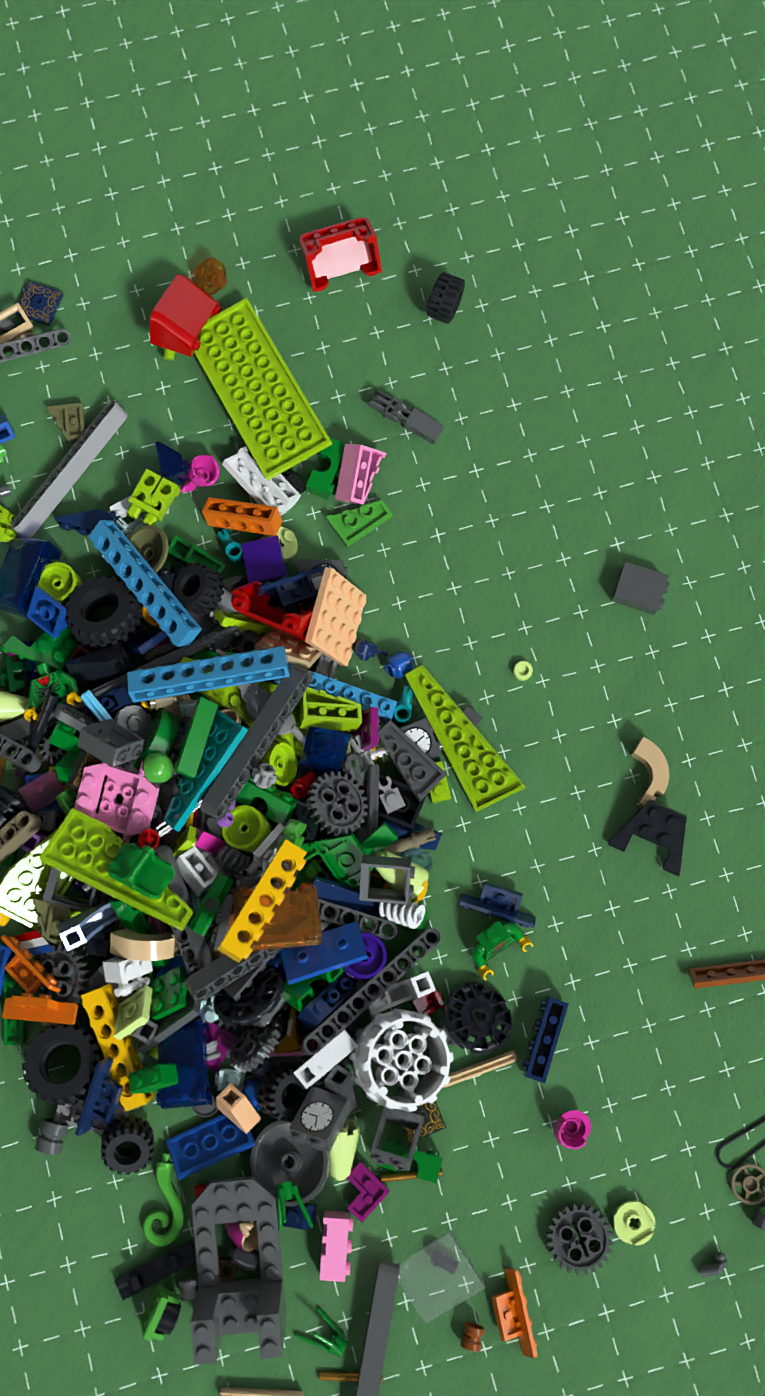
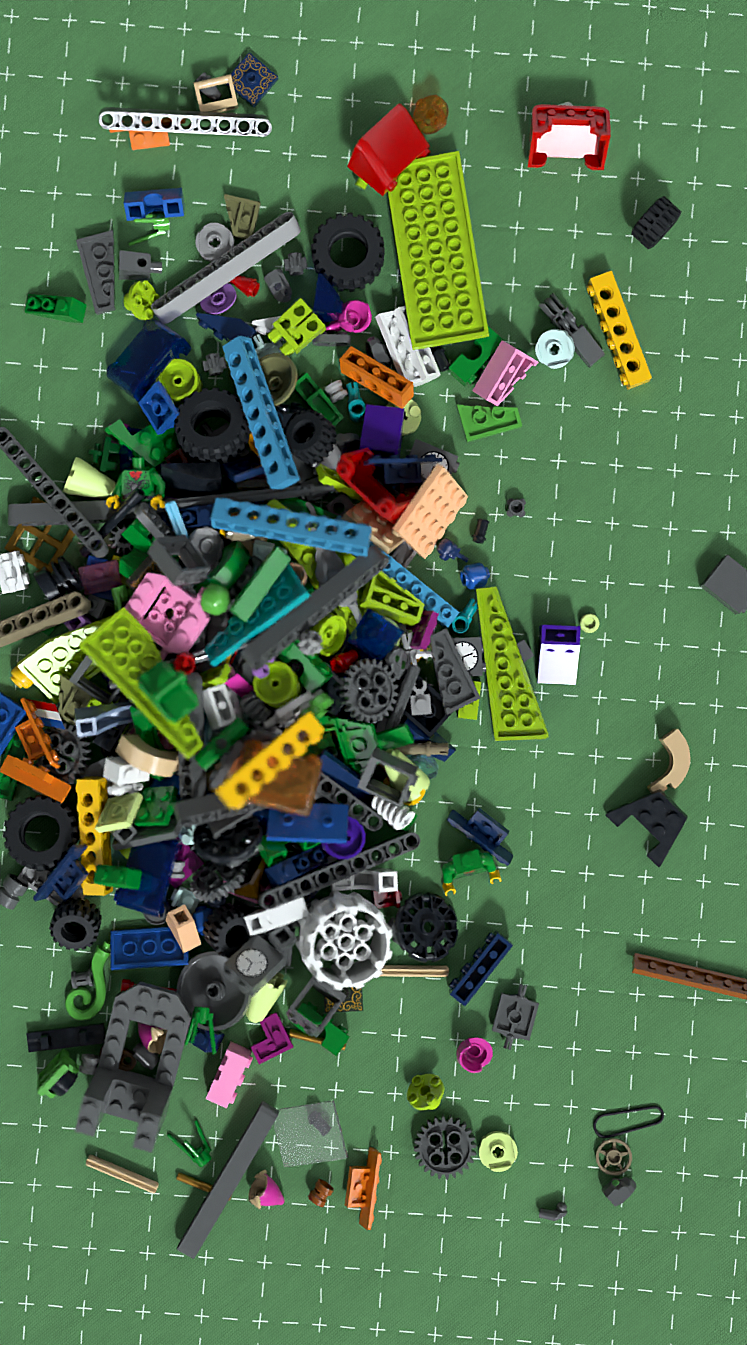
camera: 15 degrees right, 10 degrees up
(43, 447) = (207, 234): none -> light grey plate
(73, 499) = (219, 300): none -> medium lavender dish
(87, 558) = (214, 364): none -> dark grey gear
(94, 479) = (246, 285): none -> red cone
(123, 469) = (278, 286): none -> dark grey rock
(132, 444) = (295, 264): none -> dark grey gear
(152, 1200) = (82, 978): none -> dark grey bush
(175, 395) = (348, 228): none -> black tyre
(190, 499) = (336, 339): none -> dark grey plate
(209, 543) = (336, 391): none -> light grey wheel
(235, 493) = (378, 351): none -> dark grey rock
(389, 622) = (480, 531): none -> black pin
(394, 446) = (561, 339): none -> light aqua plate
(415, 1357) = (265, 1191): none -> hat
(417, 584) = (511, 510): none -> dark grey plate
(423, 366) = (607, 283): none -> yellow brick
(504, 708) = (558, 654): none -> slope
(539, 1187) = (425, 1092): none -> lime plate
(598, 1076) = (515, 1016): none -> dark grey plate

